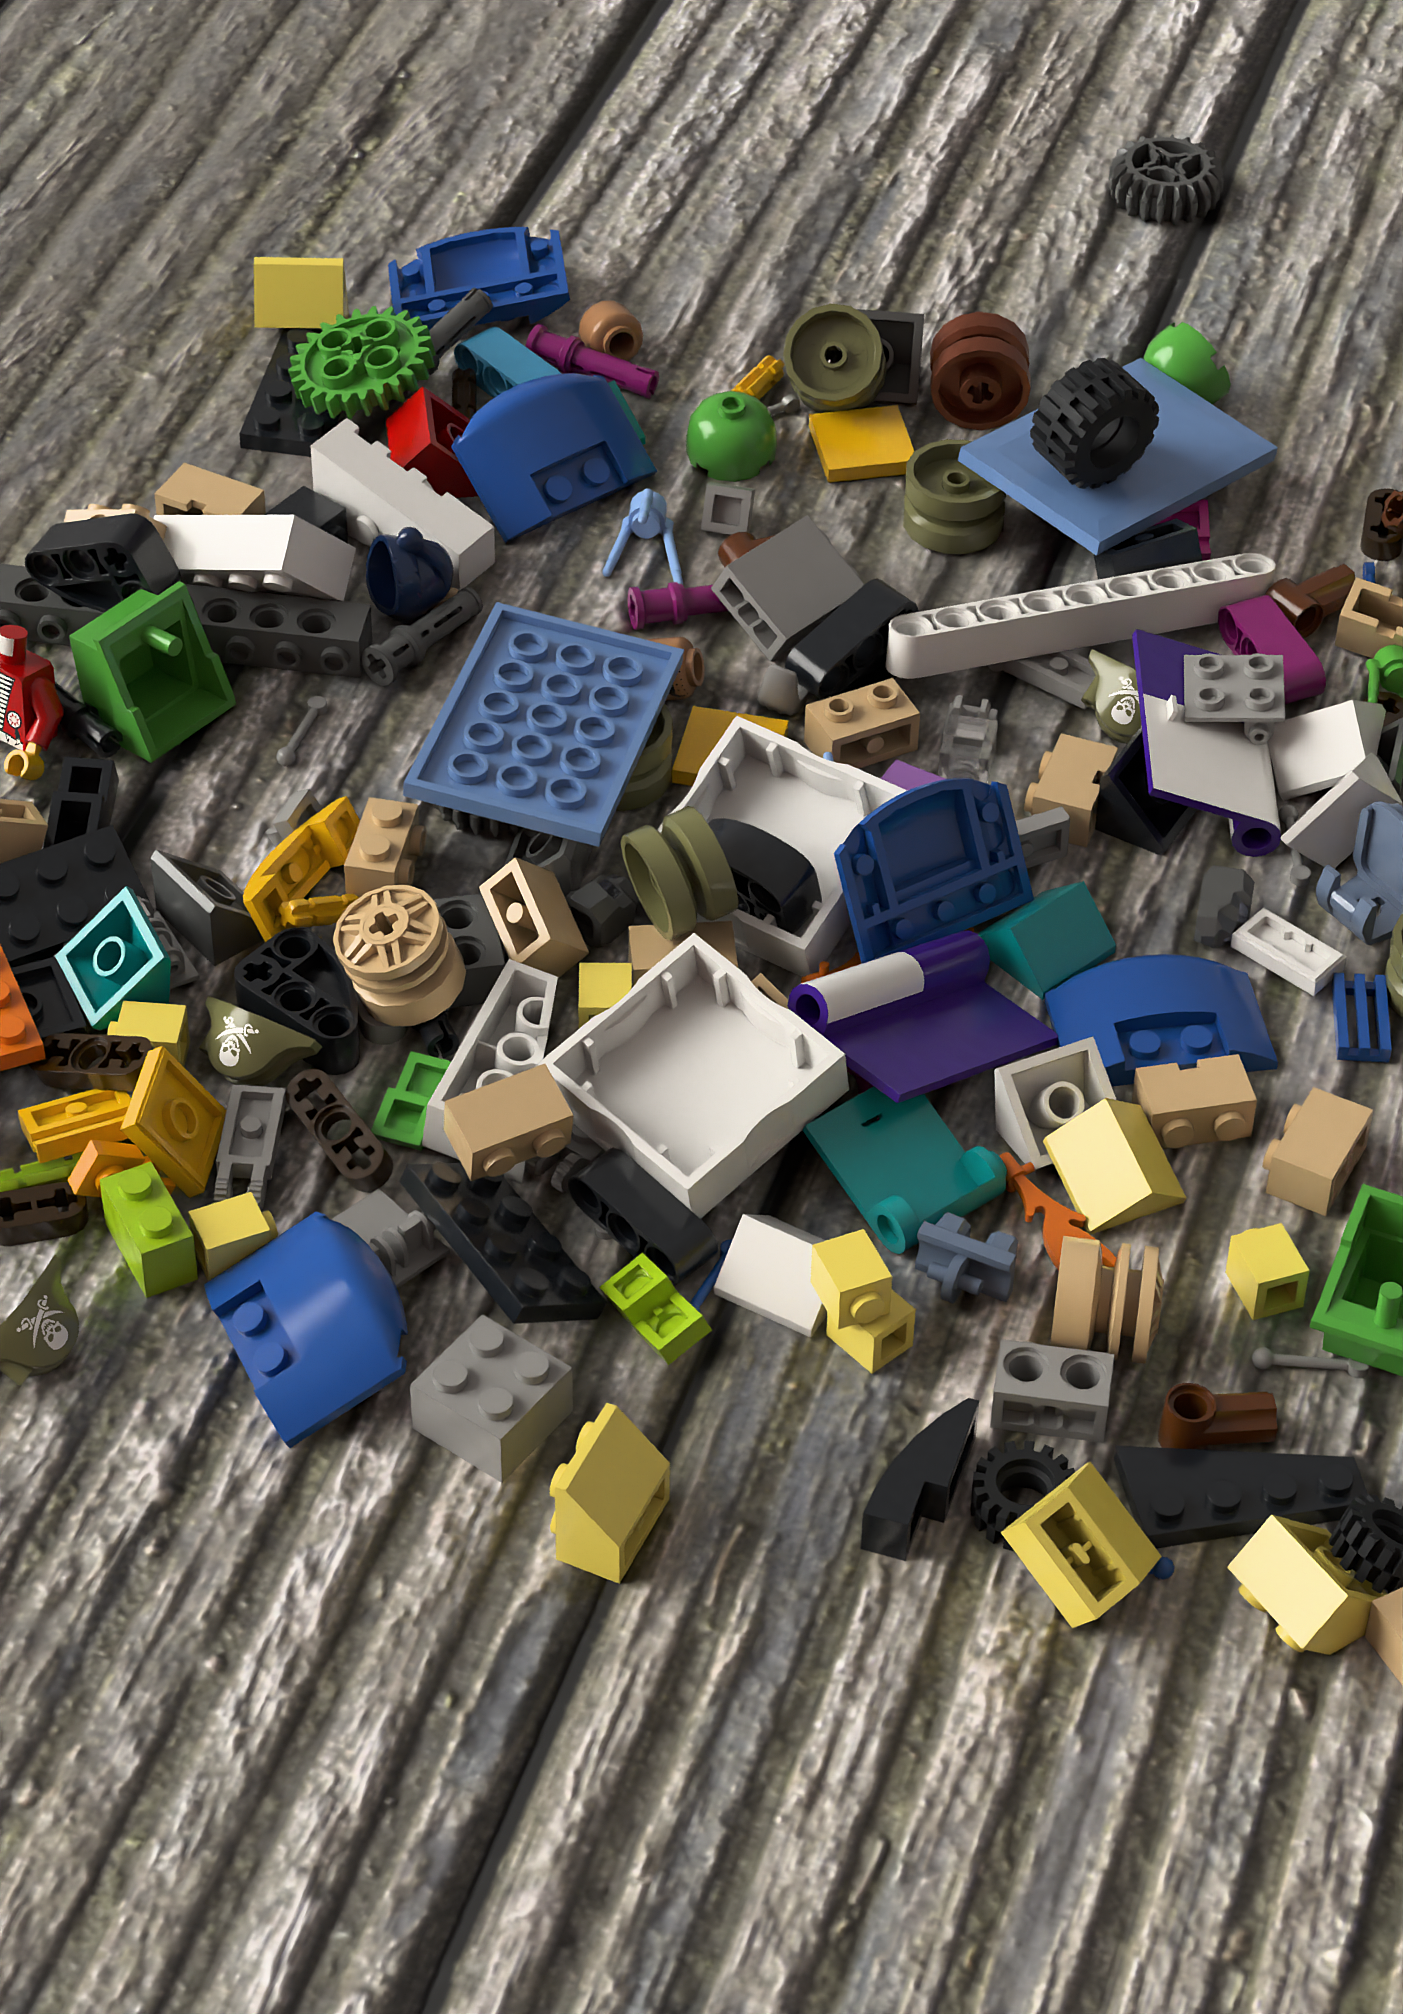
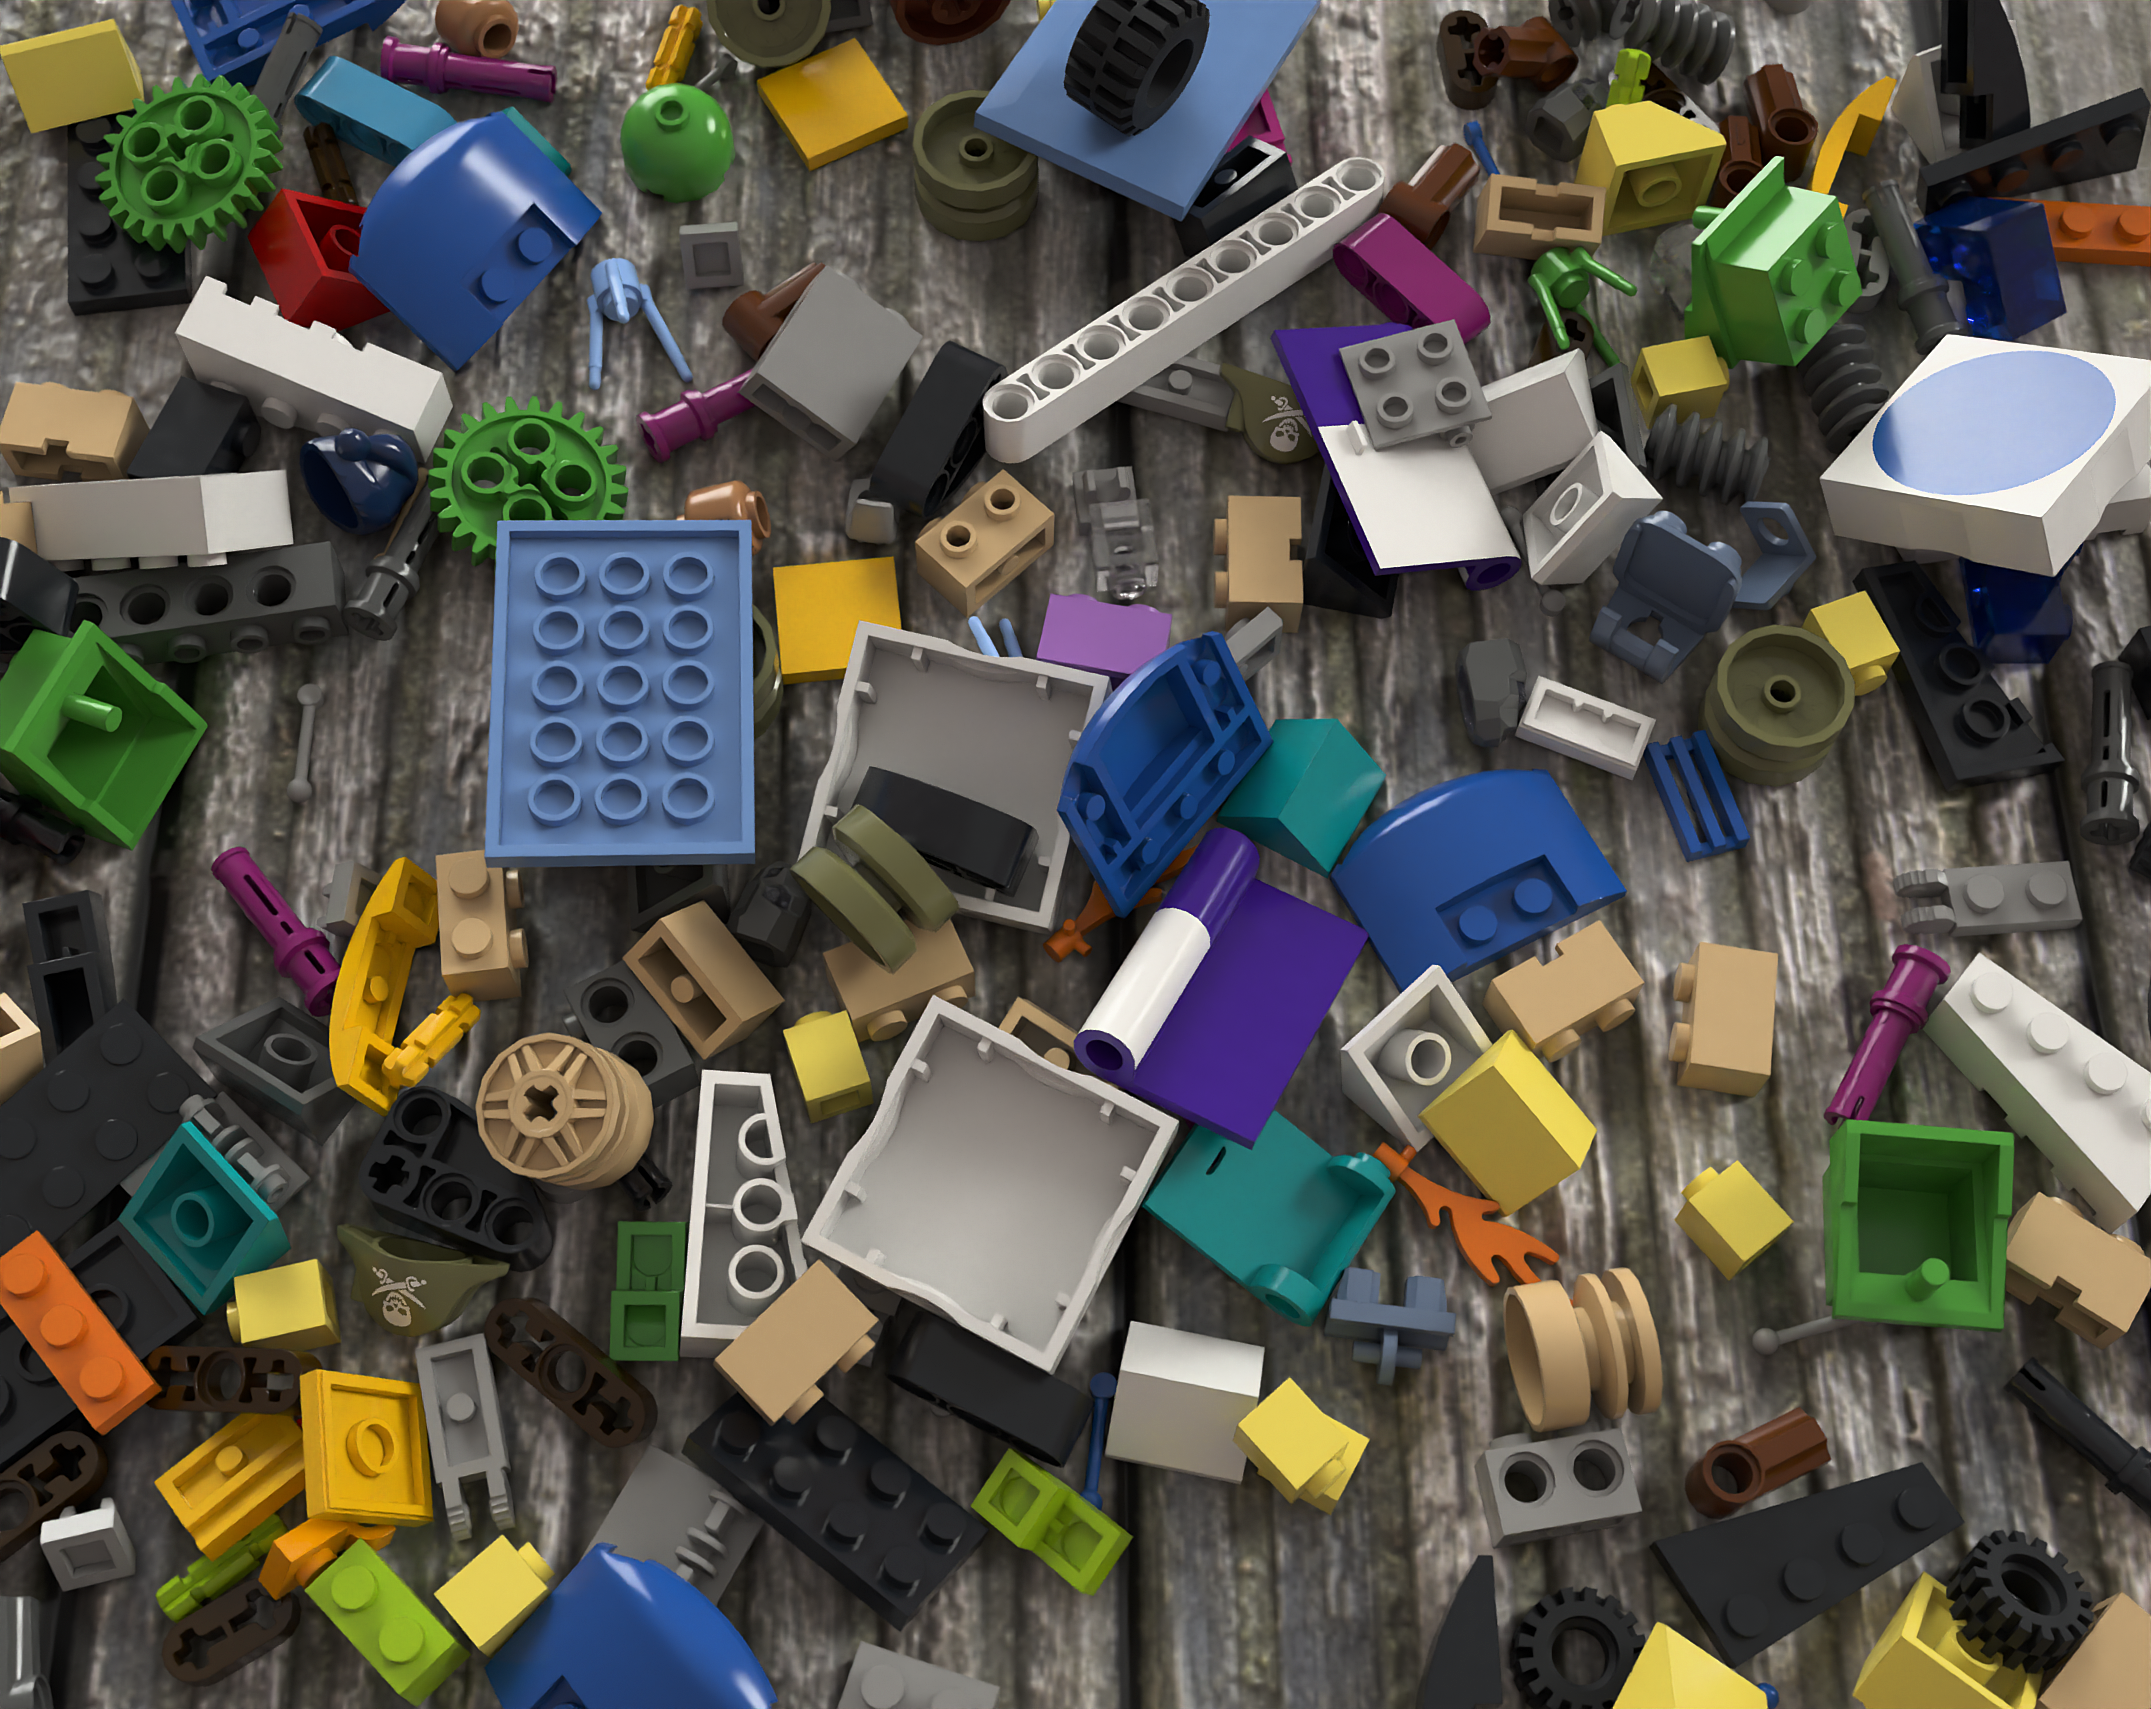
camera: 20 degrees left, 20 degrees up
(246, 842) = (298, 950): none -> magenta pin
(524, 585) = (567, 461): none -> bright green gear

